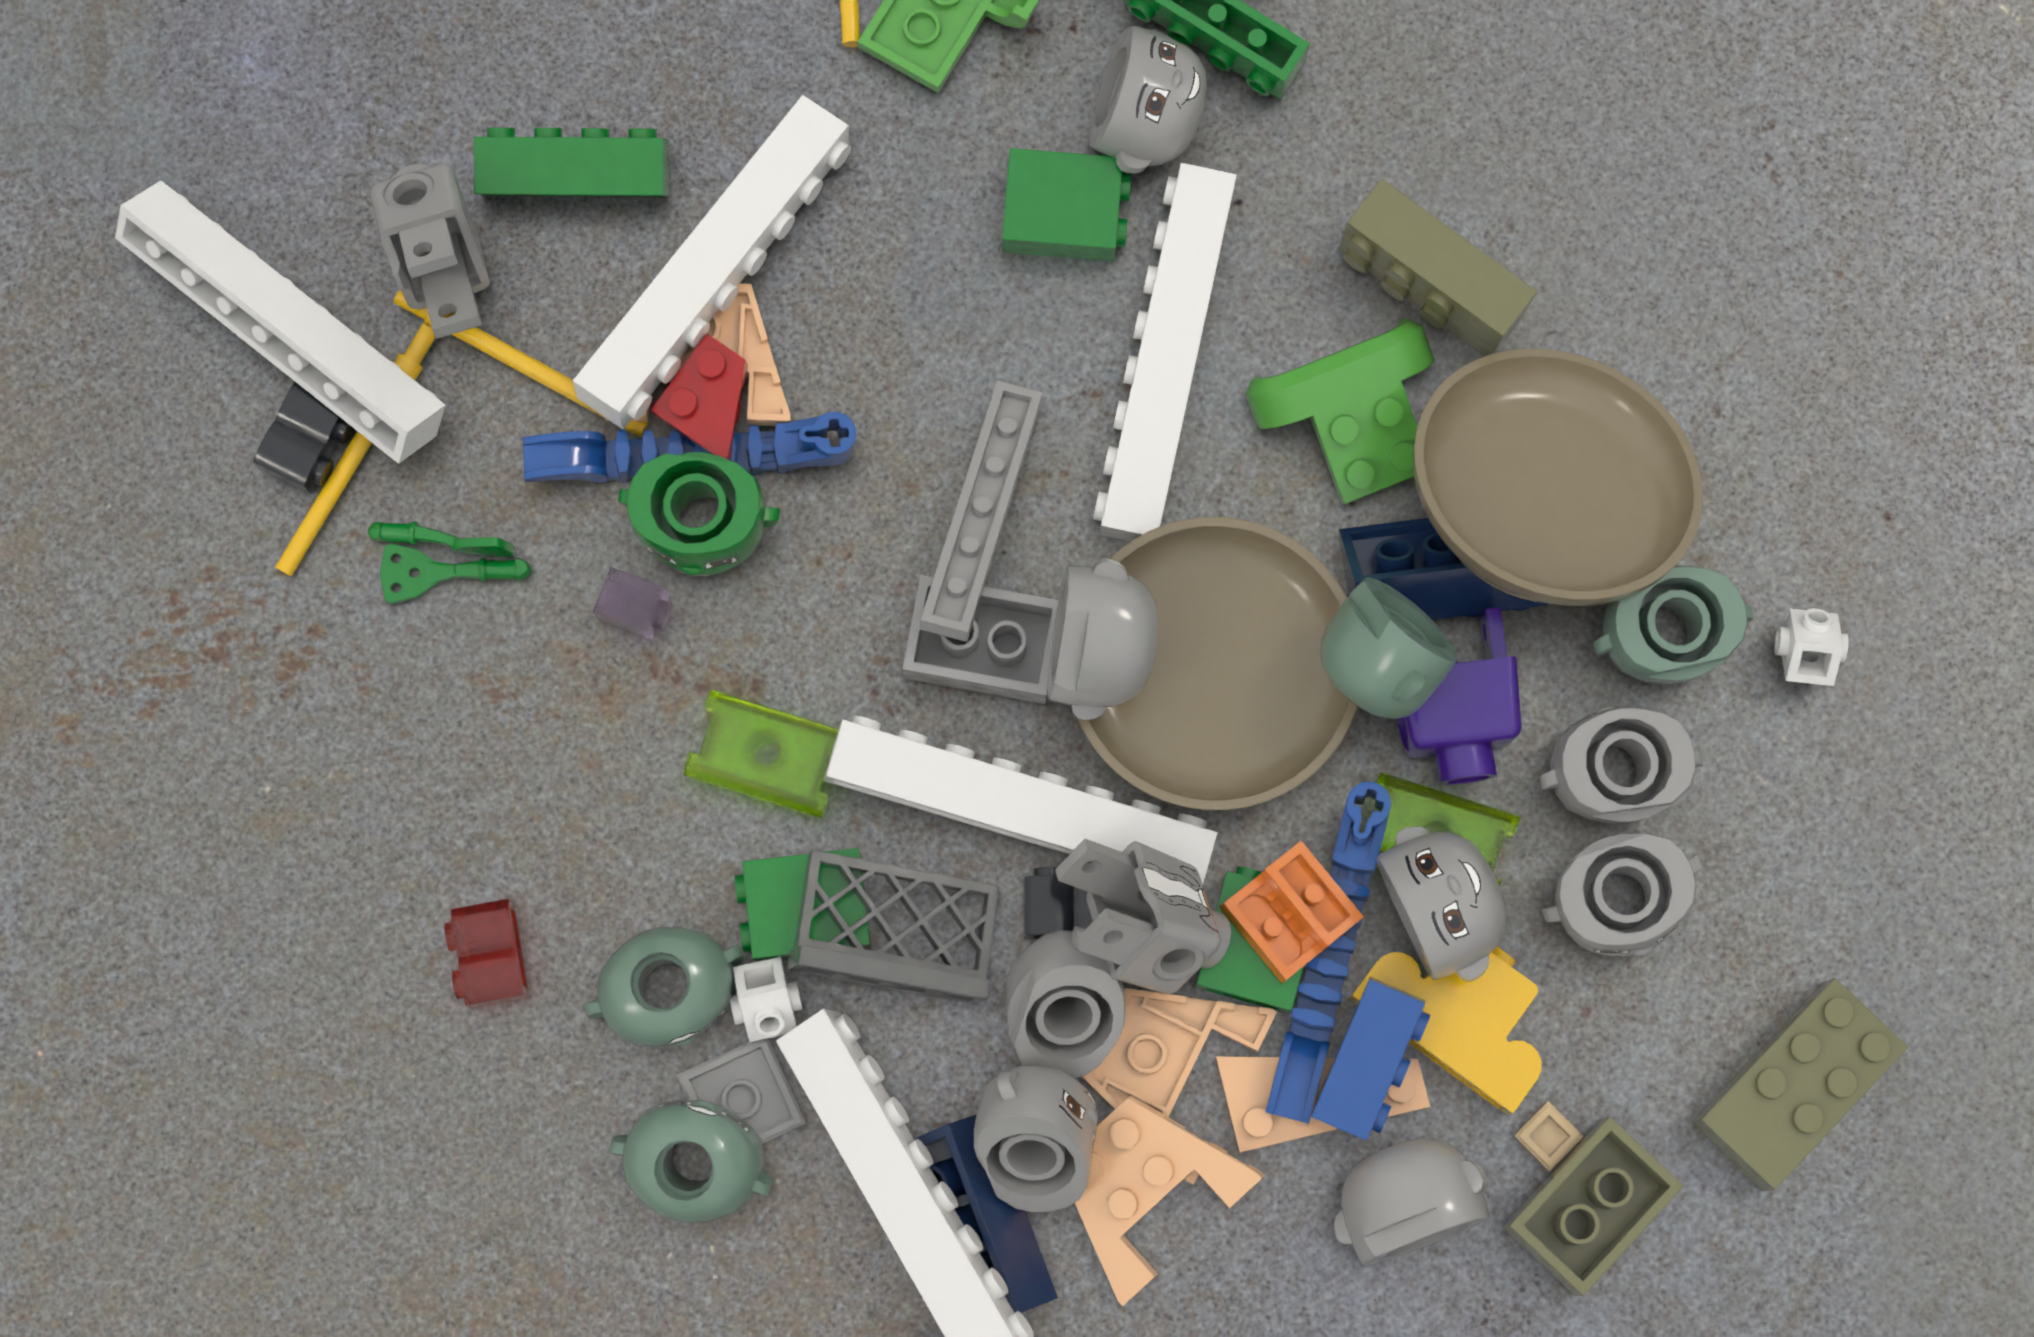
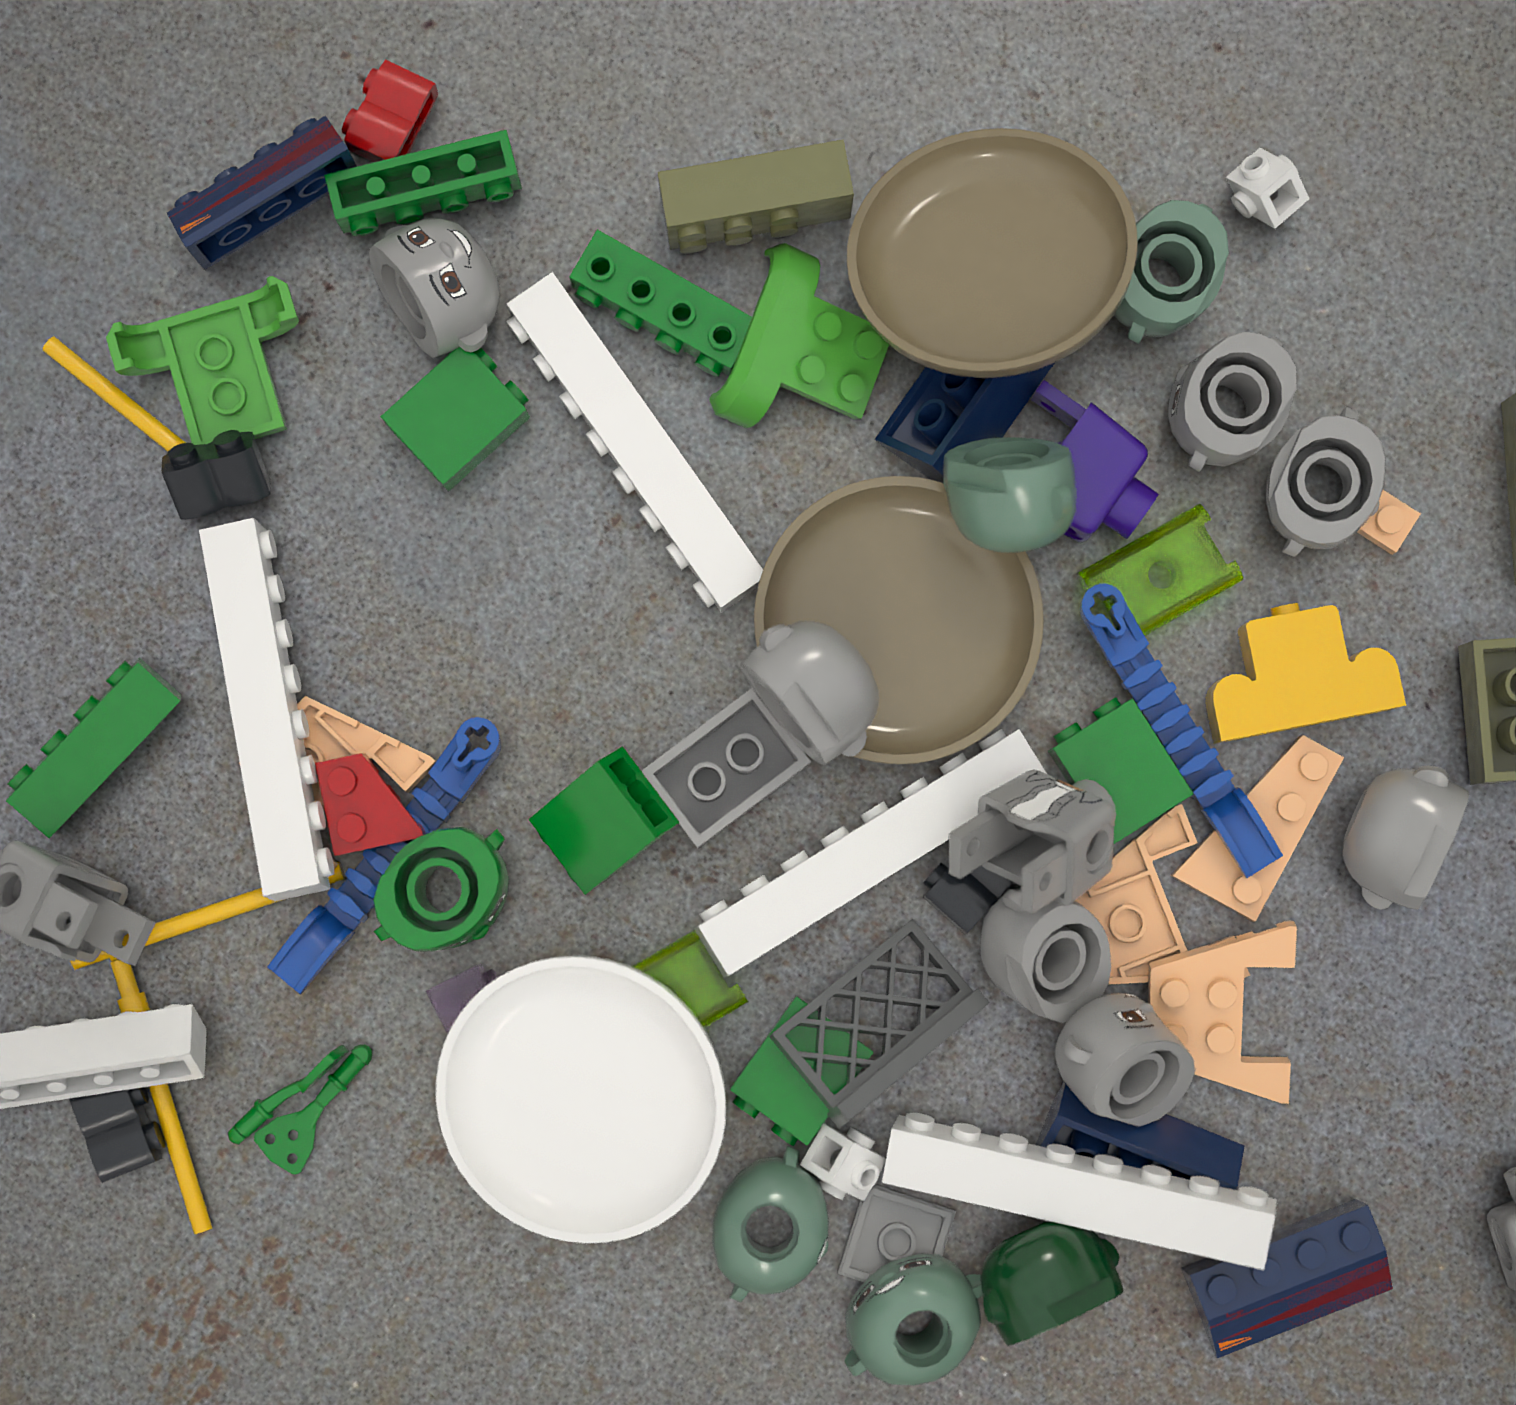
camera: 50 degrees left, 5 degrees up
(487, 953) = (626, 1333): clear red brick -> none
(633, 749) = (581, 1099): none -> white dish
(816, 1233) = (1047, 1279): none -> dark green piece
(855, 71) = (215, 474): none -> black brick
(859, 583) = (603, 820): none -> green brick
(981, 511) = (633, 685): light grey plate -> none
(1289, 274) = (660, 302): none -> green brick
(1291, 912) = (1126, 730): orange slope -> none
(1371, 1059) = (1281, 771): blue brick -> none
(1445, 900) = (1220, 615): light grey piece -> none
(1547, 1136) = (1436, 694): tan tile -> none
(1645, 977) = (1390, 523): none -> light nougat plate

